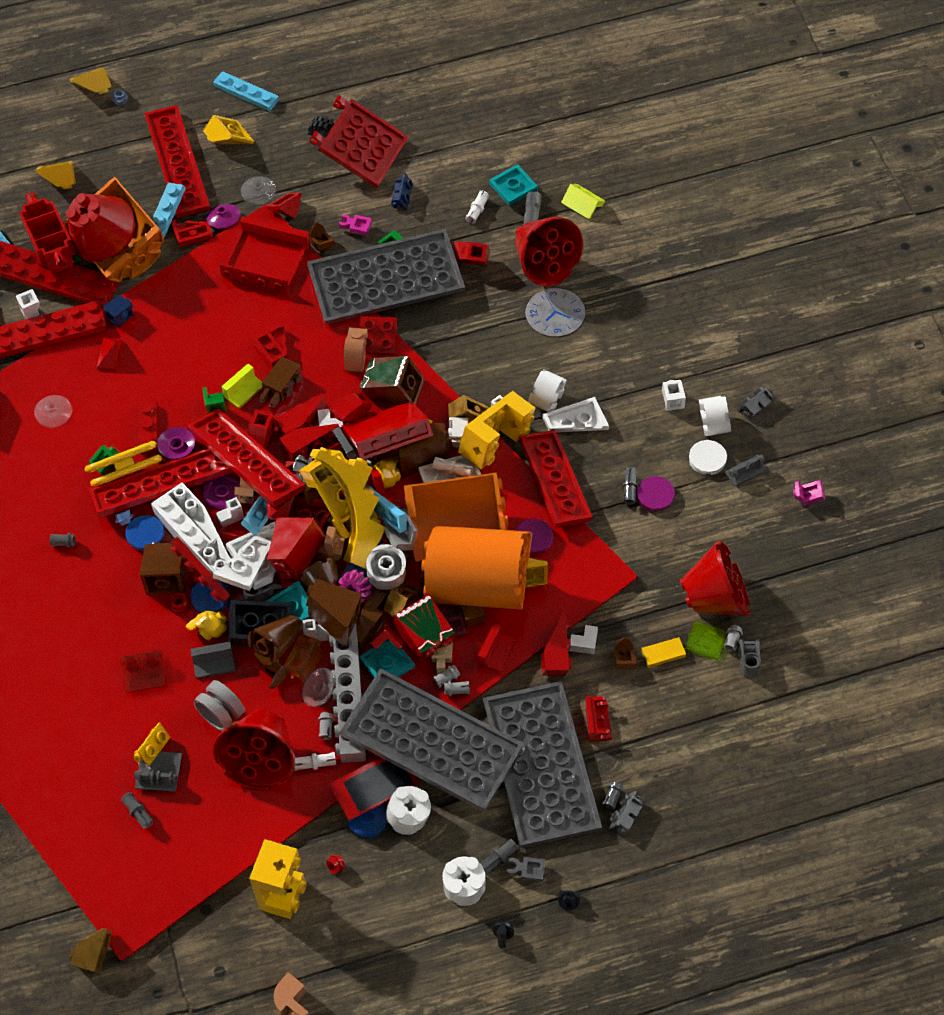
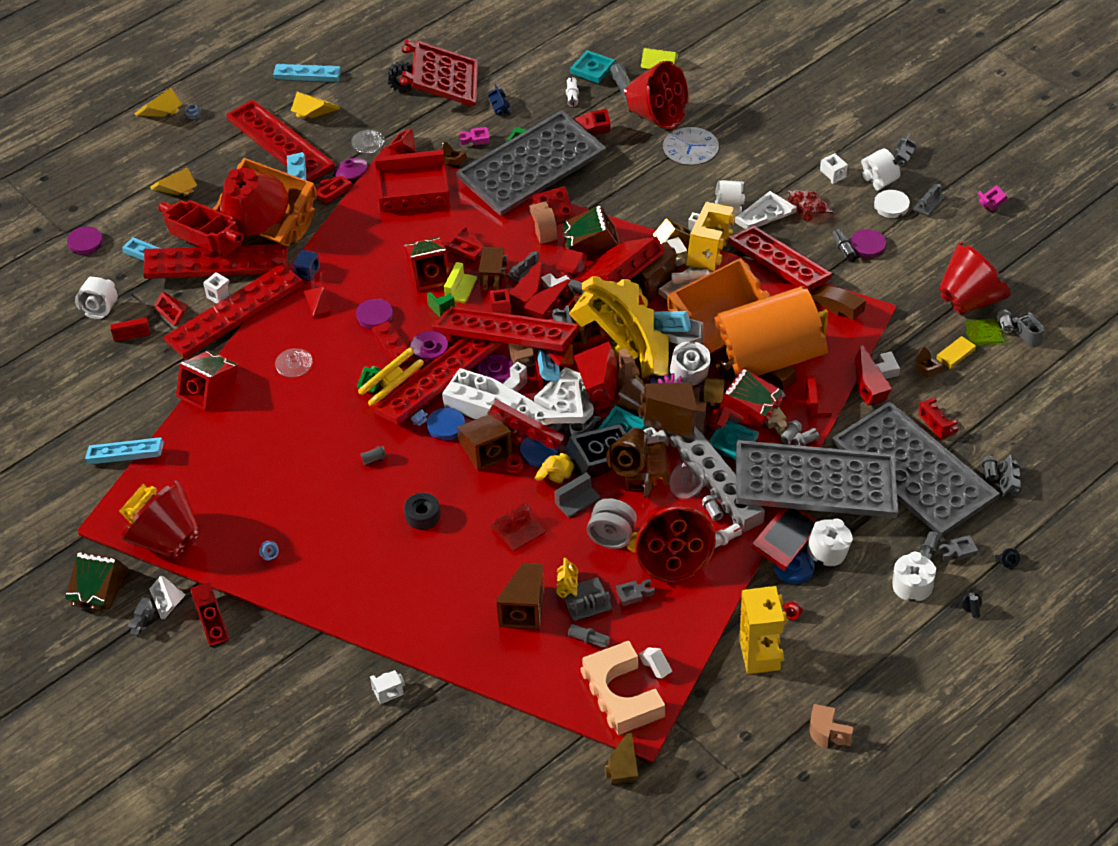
camera: 25 degrees left, 10 degrees down
(68, 606) = (425, 520): none -> black tyre
(99, 748) = (522, 598): none -> reddish brown slope
(124, 851) = (621, 712): none -> light nougat arch
(150, 387) = (374, 313): none -> magenta tile
(177, 865) = (656, 660): none -> white piece
(200, 783) = (632, 593): none -> flat silver plate
(224, 352) = (427, 263): none -> red slope
(305, 394) = (524, 267): none -> dark grey hinge
(580, 551) = (840, 301): none -> reddish brown slope
(625, 425) = (807, 203): none -> clear red hinge

